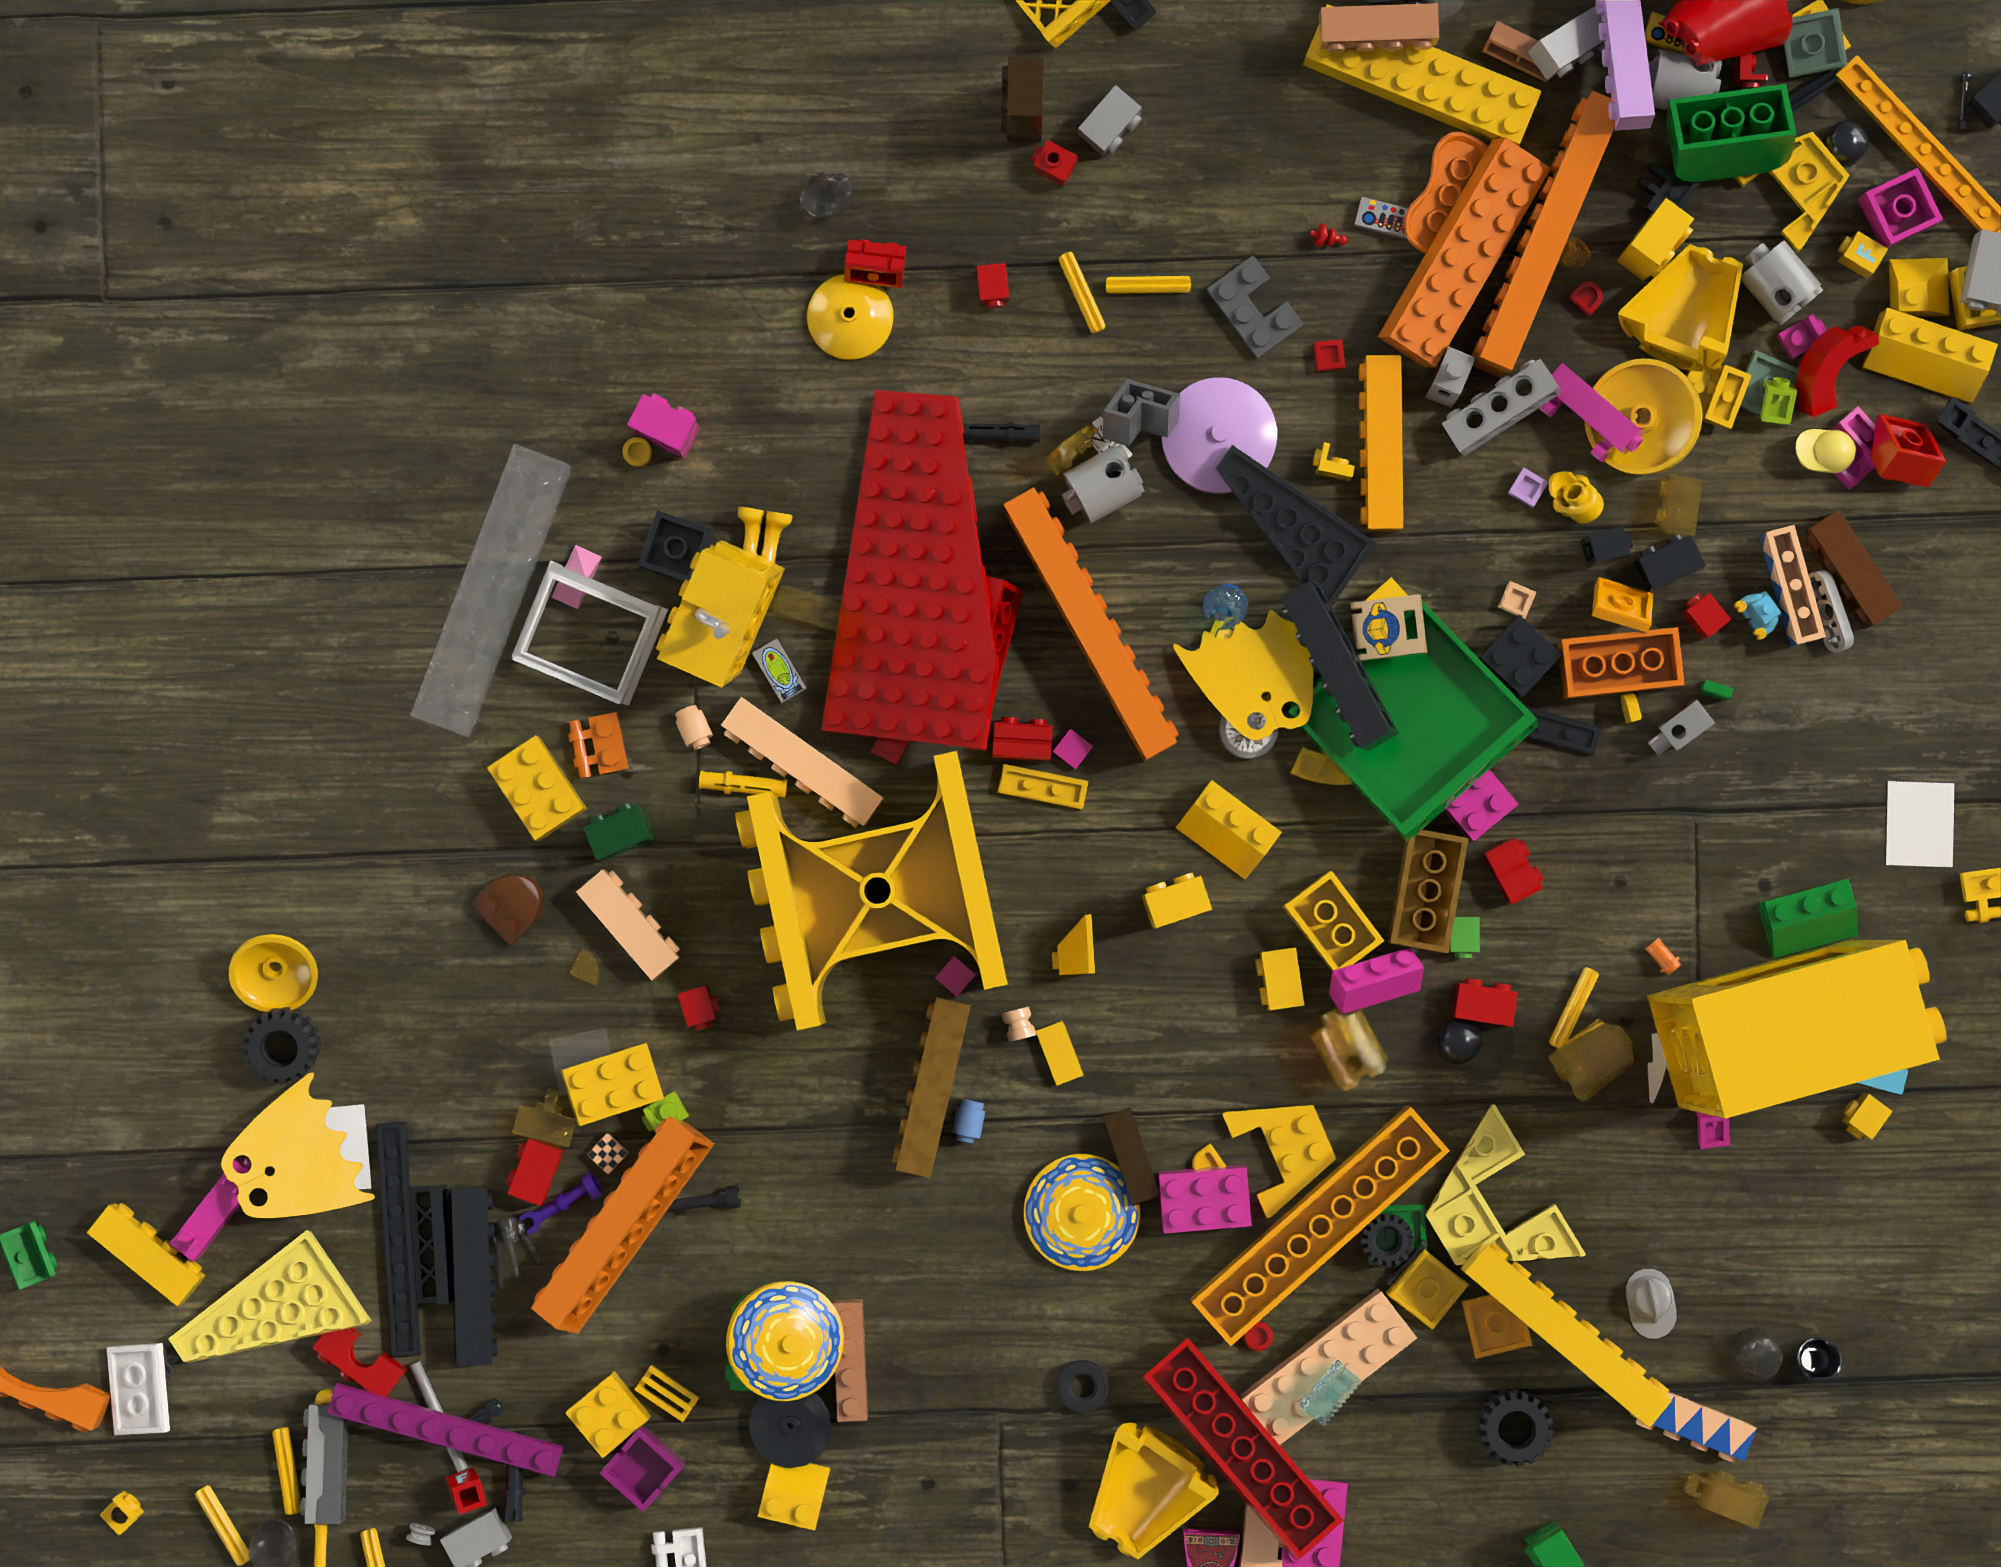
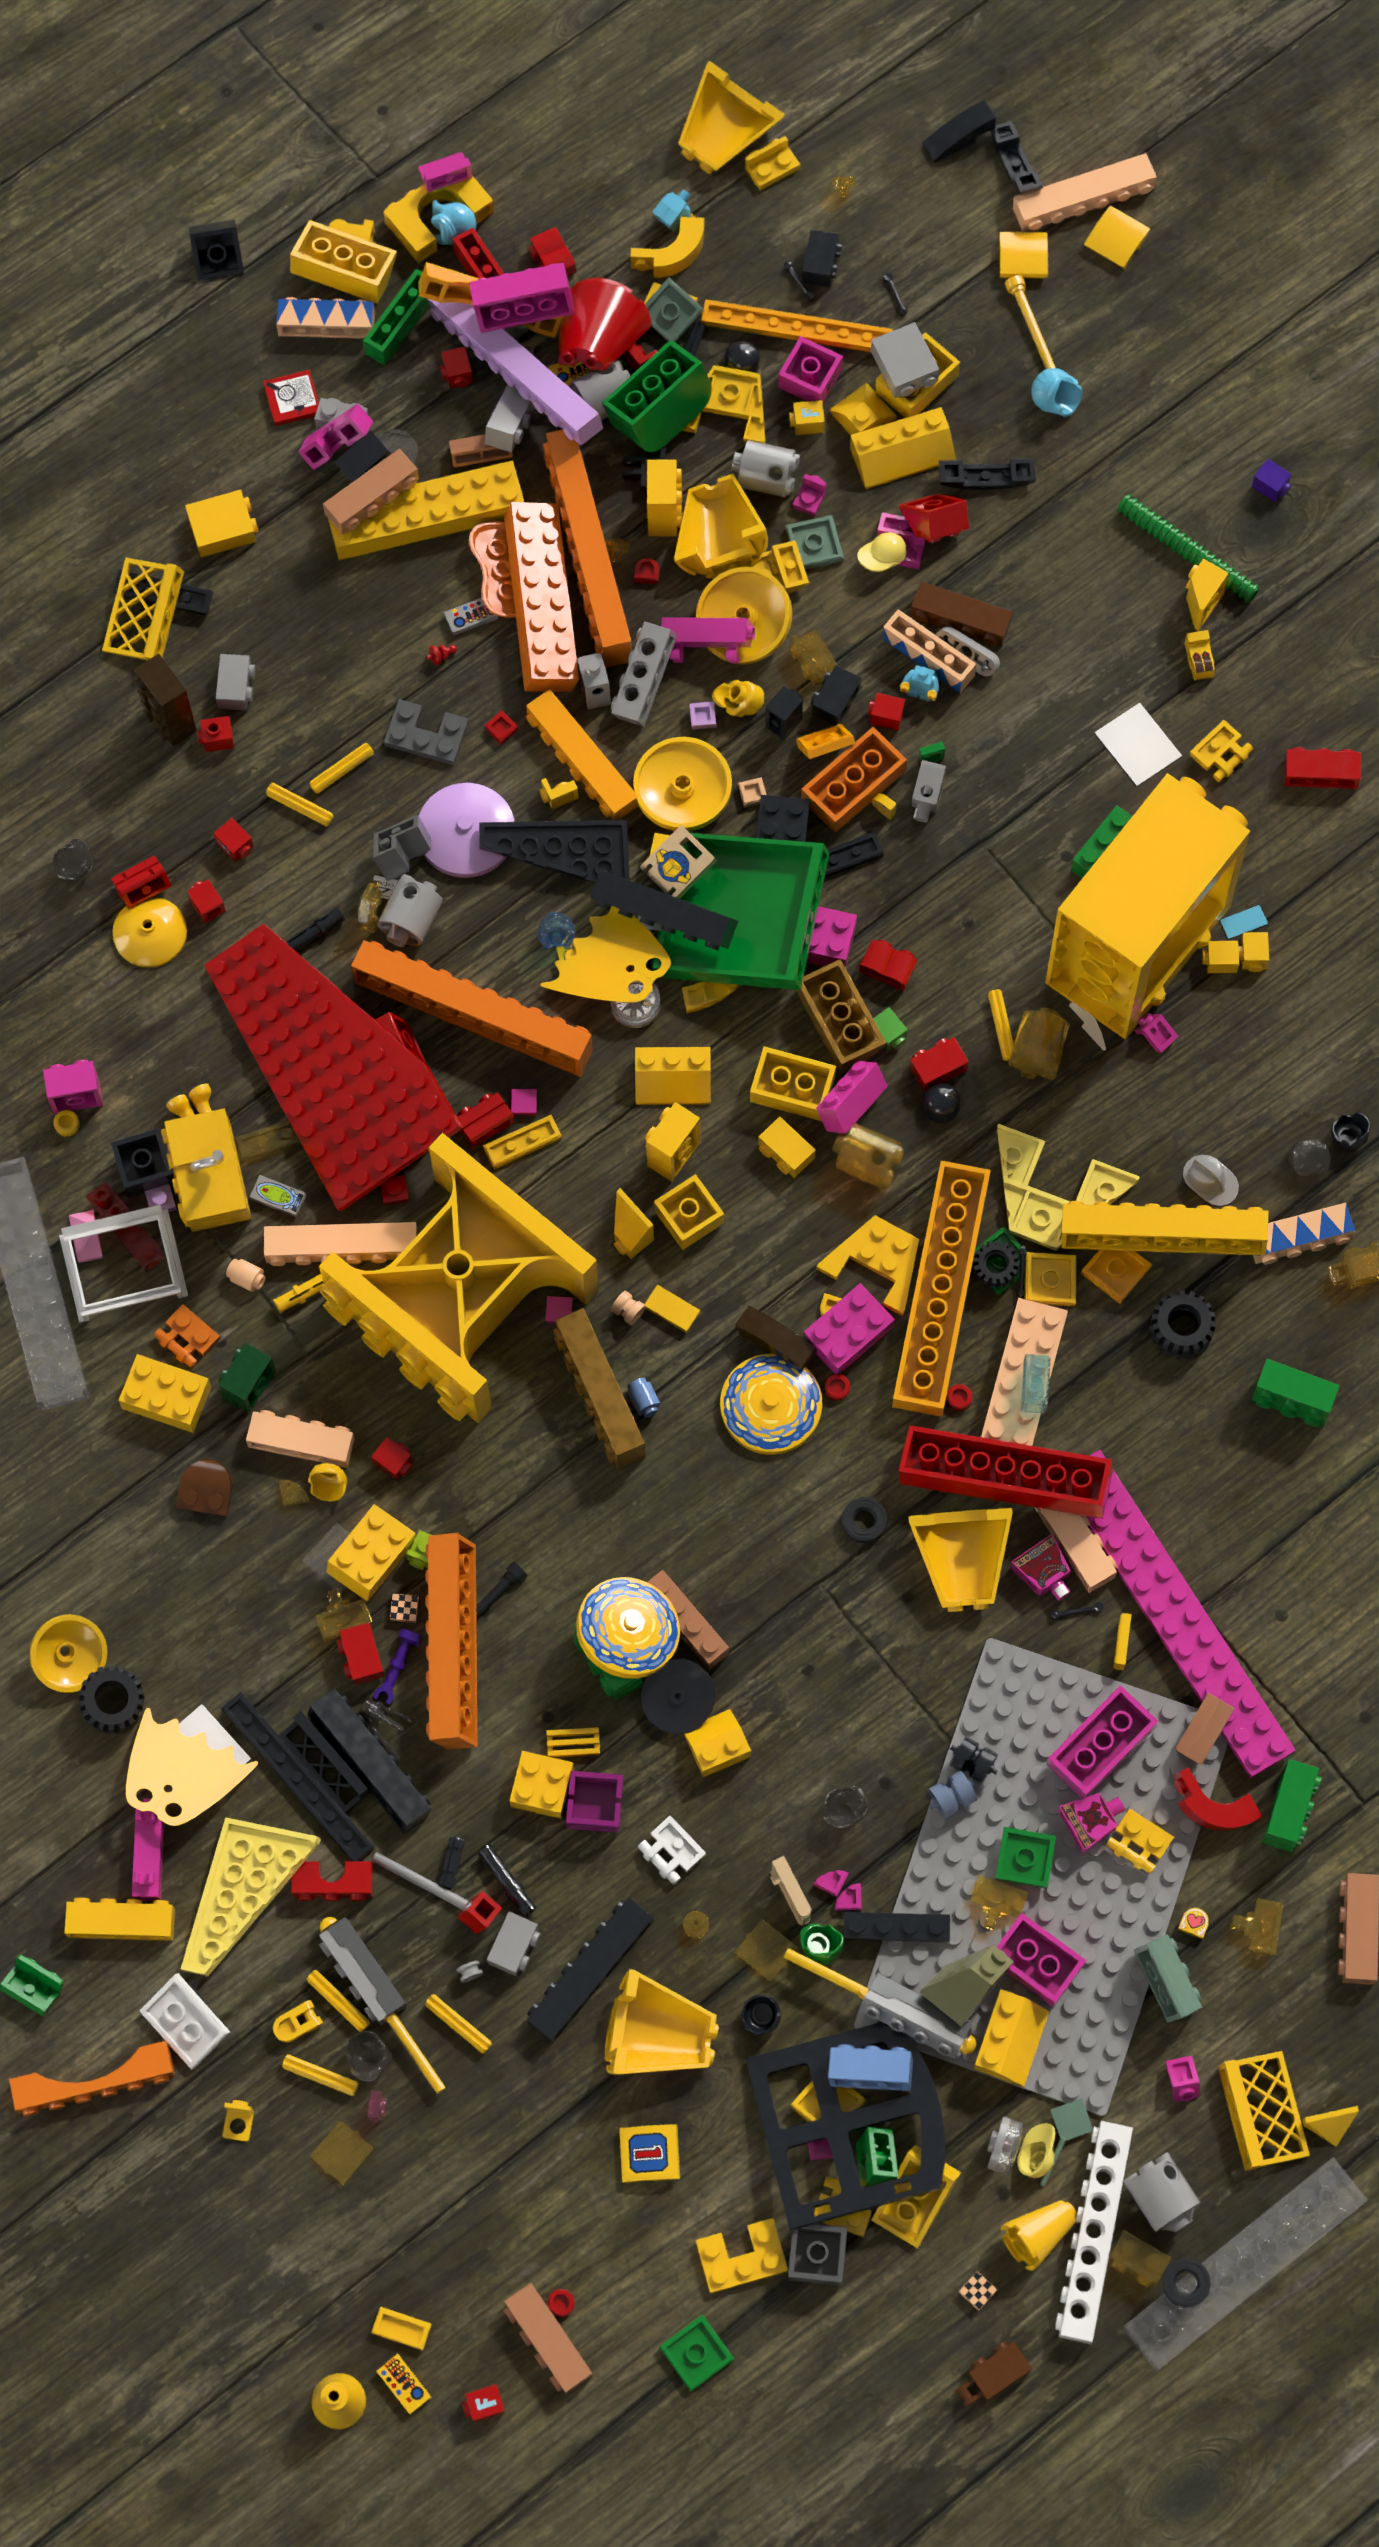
camera: 35 degrees left, 15 degrees down
(225, 1464) = (287, 2026): none -> yellow plate
(445, 1429) = (431, 1878): magenta plate -> none
(617, 621) = (133, 1238): none -> clear red slope
(623, 985) = (327, 1482): none -> yellow hair
(667, 593) = (161, 1196): none -> lavender plate
(923, 326) = (206, 900): none -> red brick
(1142, 976) = (689, 1212): none -> yellow brick
(1154, 1242) = (837, 1387): none -> red tile
(1455, 545) = (682, 783): none -> yellow dish
(1663, 956) = (1035, 948): orange pin -> none
(1778, 401) = (826, 543): lime bracket -> none
(1822, 363) = (836, 500): red arch -> none
(1833, 1102) = (1221, 957): none -> yellow brick

